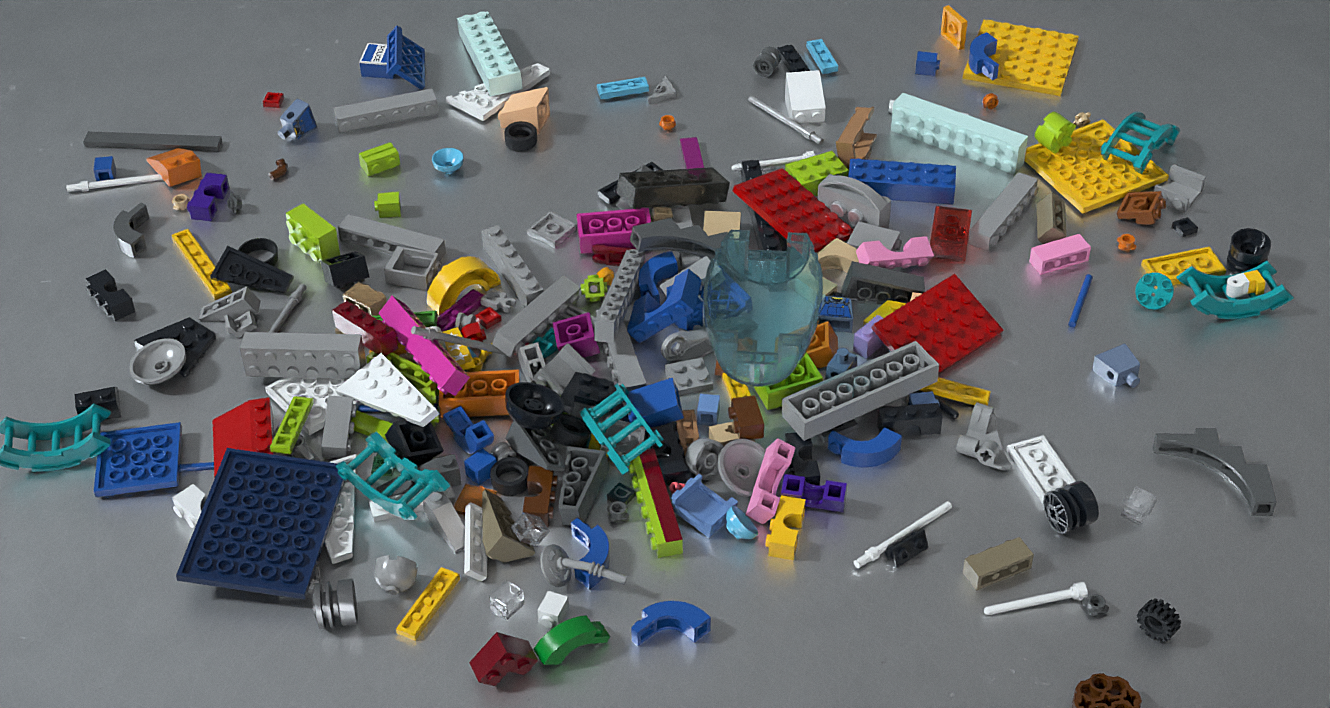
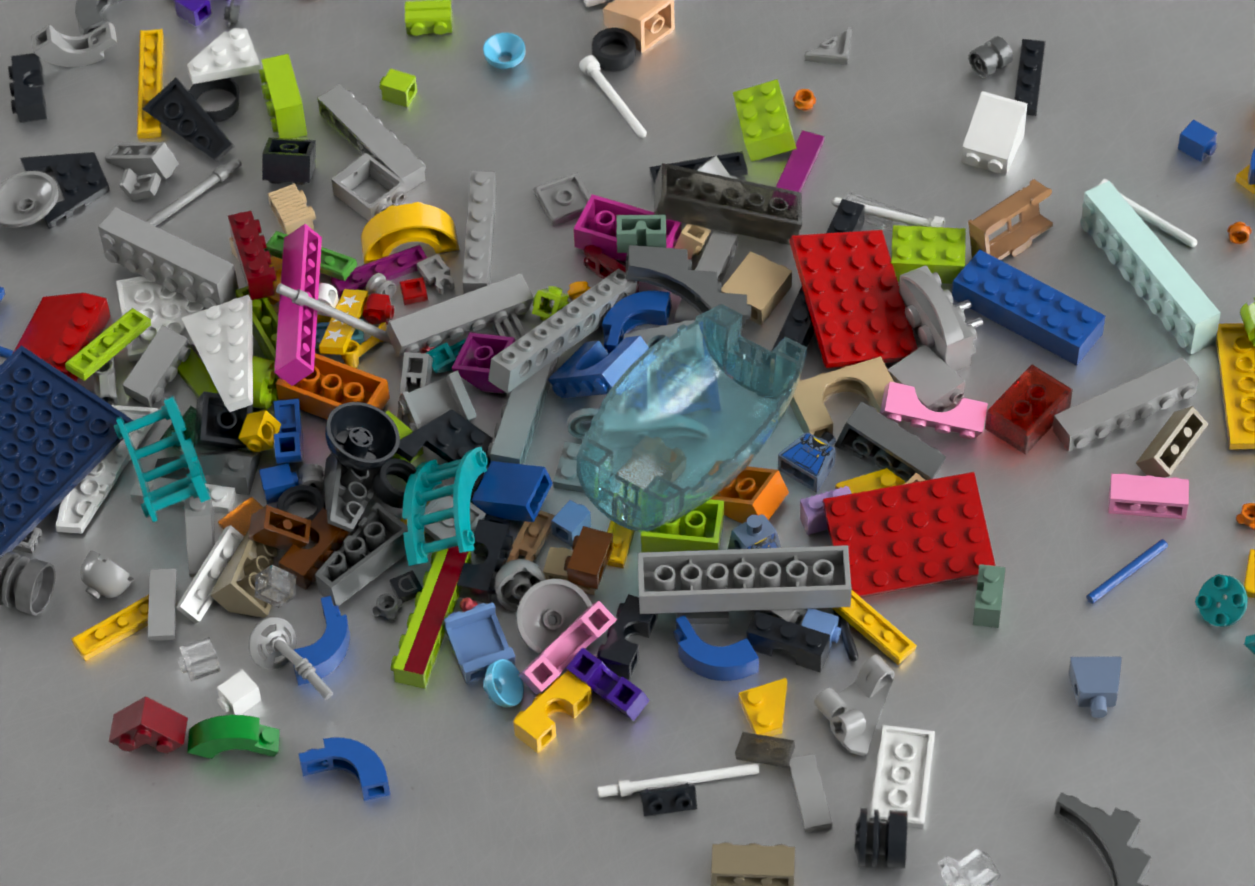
camera: 30 degrees right, 10 degrees up
(132, 261) = (73, 51): none -> light grey arch
(251, 226) = (225, 57): none -> white plate
(447, 436) = (259, 431): none -> yellow brick
(452, 576) = (162, 604): none -> light grey tile
(509, 489) = (279, 528): none -> reddish brown brick
(513, 151) = (591, 68): none -> white piece
(622, 88) = (785, 25): medium azure plate -> none
(631, 216) = (640, 231): none -> sand green brick
(654, 139) = (764, 120): none -> lime brick
(807, 133) = (967, 186): light grey bar -> none
(822, 56) = (1070, 75): medium azure plate -> none
(924, 468) = (765, 707): none -> yellow wing
(947, 490) = (765, 749): none -> clear smoke plate
(995, 505) = (810, 793): none -> light grey tile
(1014, 343) = (989, 596): none -> sand green brick

